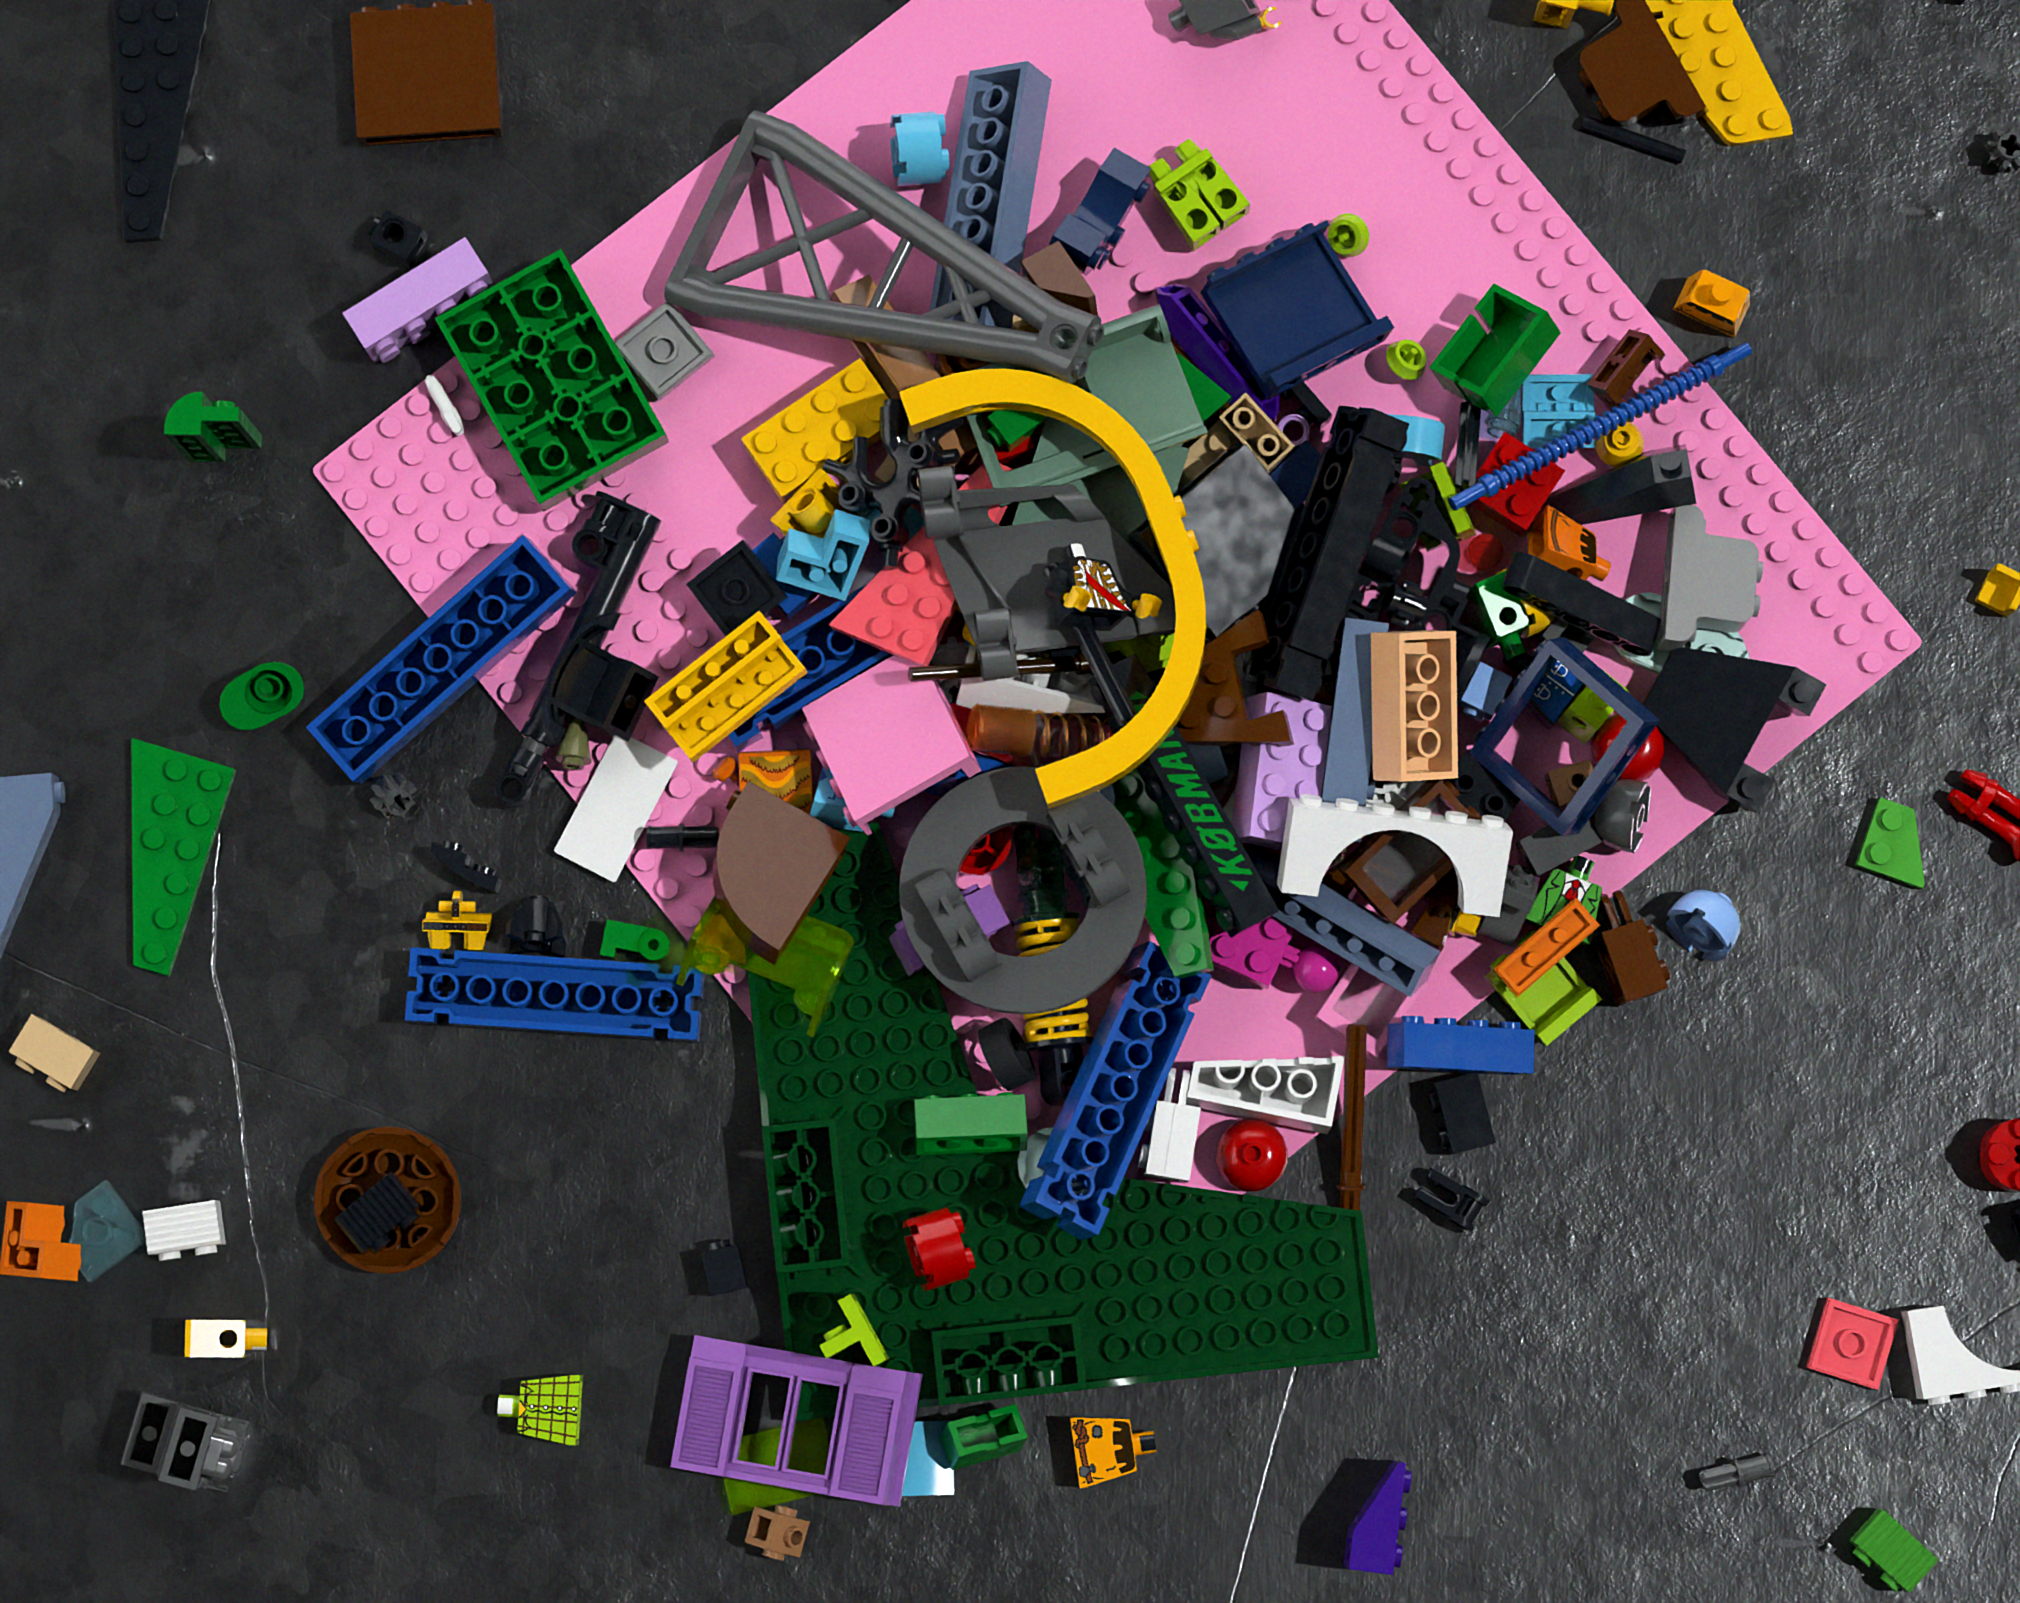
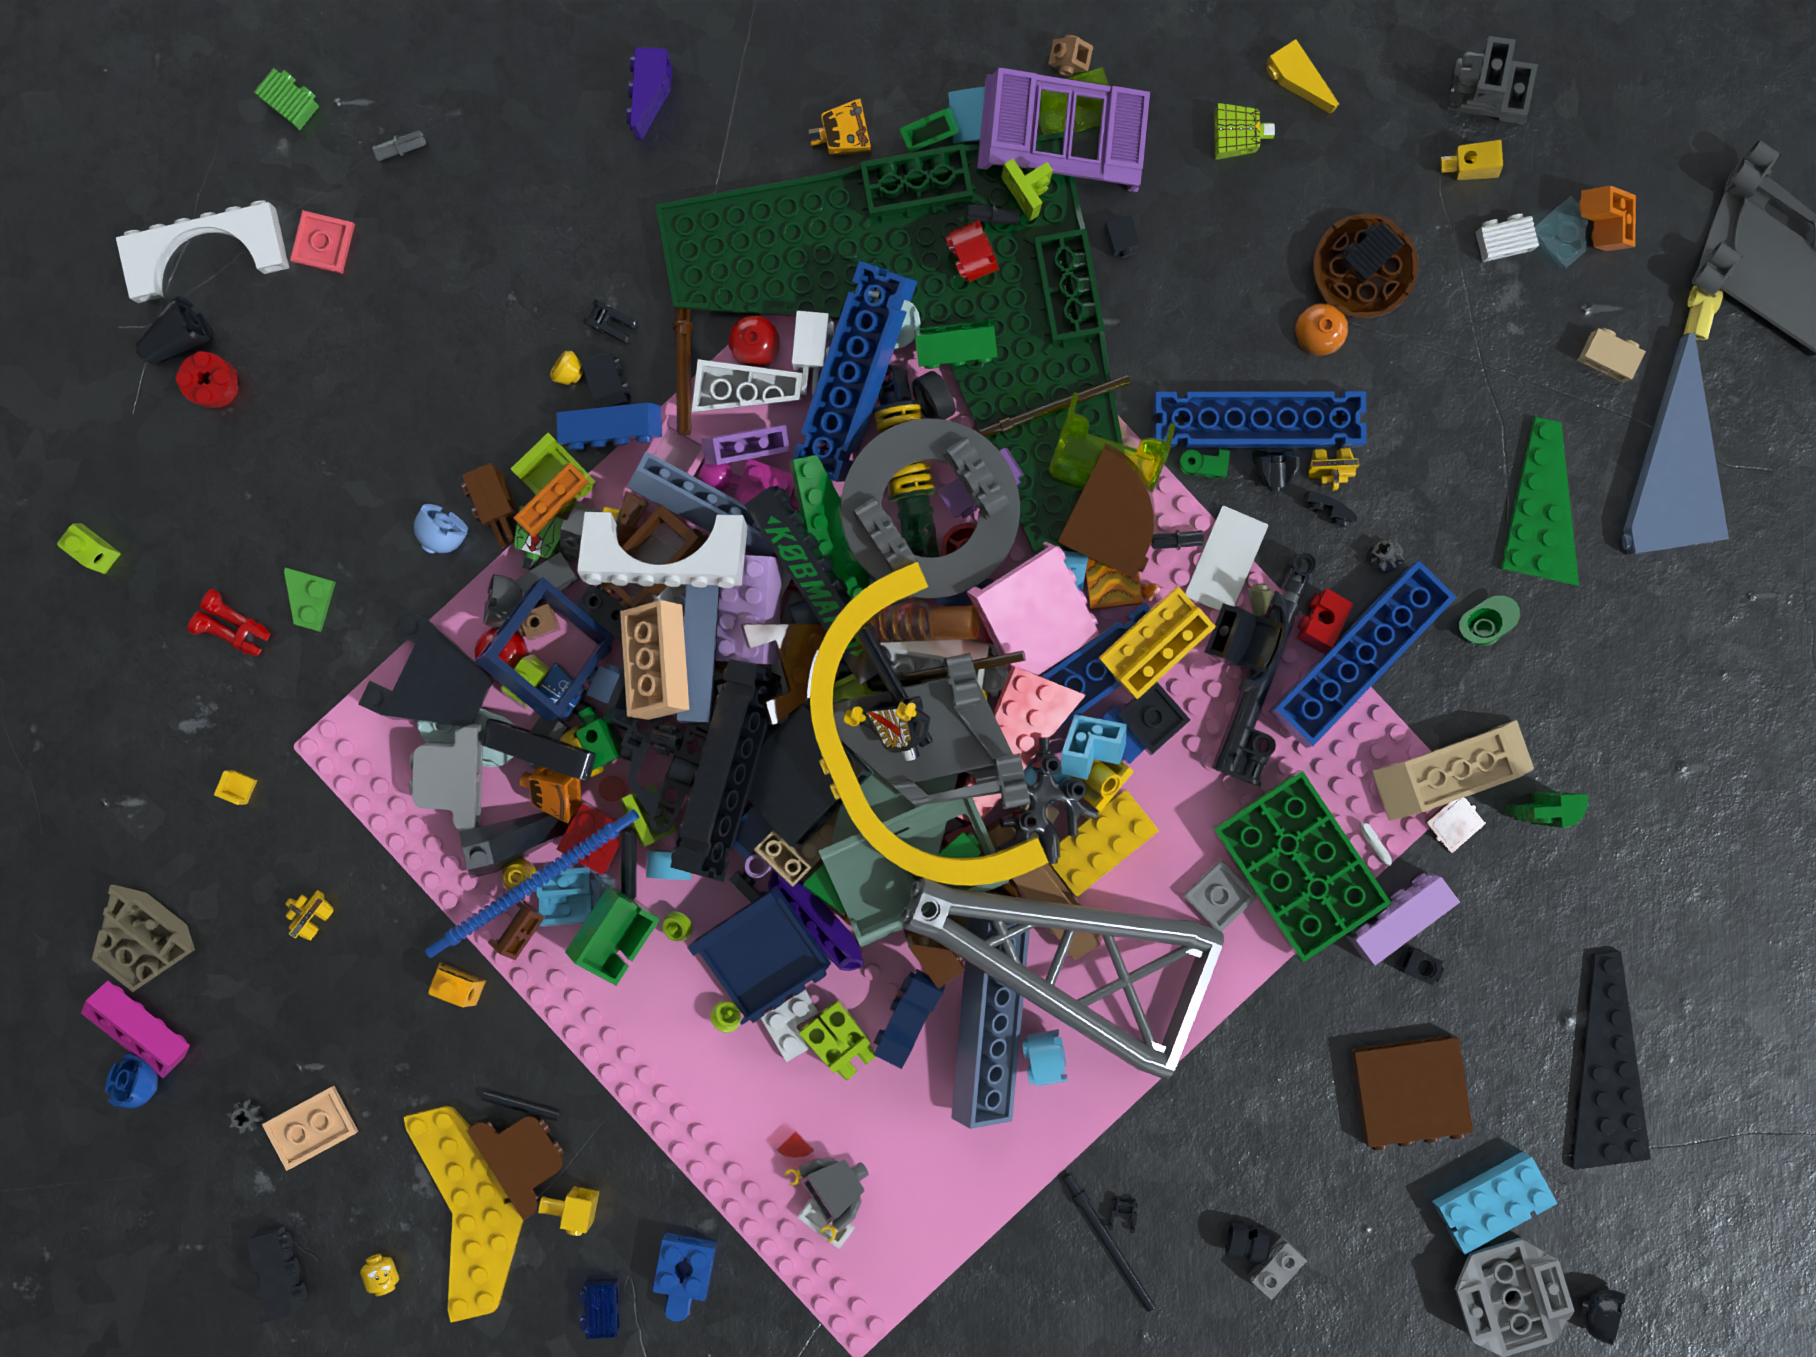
camera: 175 degrees right, 5 degrees up
(328, 492) = (1453, 771): none -> tan slope
(332, 427) = (1455, 823): none -> piece
(455, 1119) = (1321, 329): none -> orange cylinder
(457, 1484) = (1297, 74): none -> yellow slope
(471, 721) = (1333, 610): none -> red brick
(905, 1303) = (993, 215): none -> black axle
(908, 1010) = (1007, 423): none -> dark brown bar
(1264, 58) = (795, 1146): none -> clear red tile
(1268, 221) = (783, 1024): none -> white plate
(1272, 1004) = (745, 444): none -> medium lavender brick
(1516, 1136) = (566, 369): none -> yellow cone
(1915, 416) = (301, 924): none -> yellow hips
(1919, 128) = (310, 1128): none -> light nougat plate

